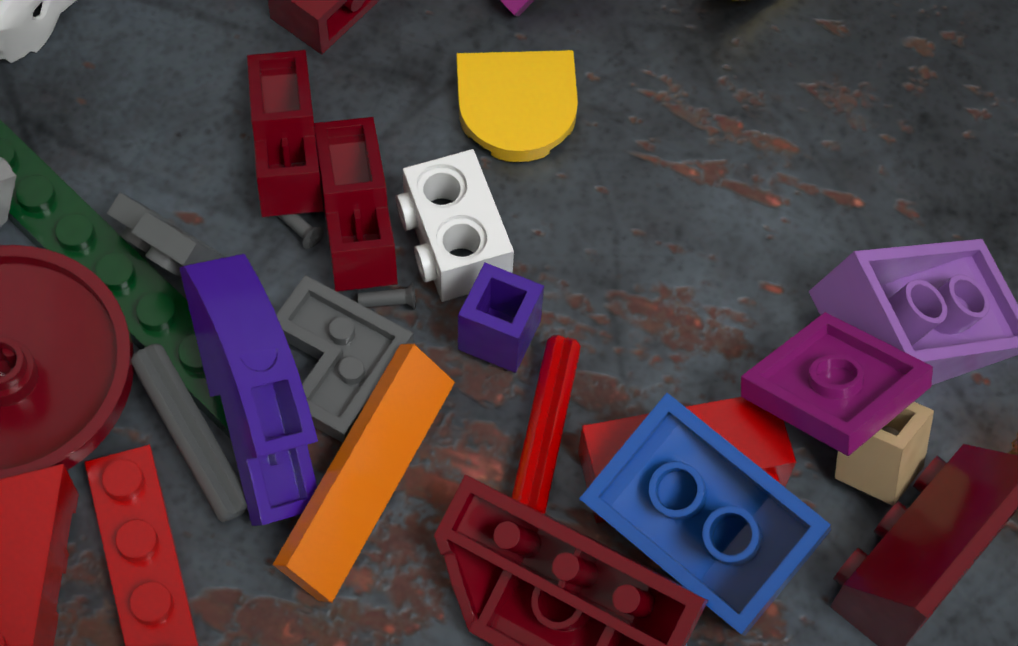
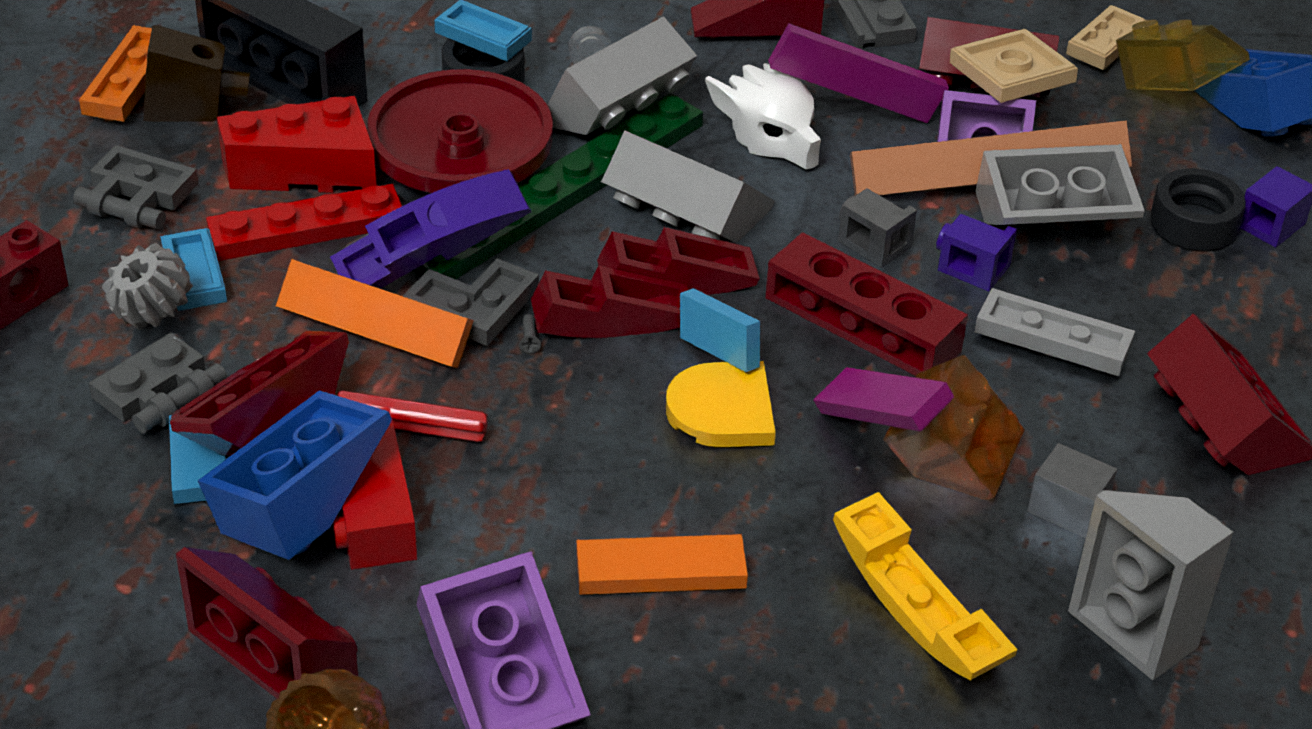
camera: 90 degrees right, 20 degrees down
(141, 110) = (684, 190): none -> light grey slope
(160, 238) = (560, 206): dark grey plate -> none
(424, 82) = (720, 330): none -> dark azure tile
(466, 223) = (588, 358): white brick -> none
(500, 317) = (493, 370): dark purple brick -> none
(767, 172) = (661, 564): none -> orange tile
(836, 383) = (403, 535): magenta plate -> none
(890, 457) = (365, 597): tan brick -> none

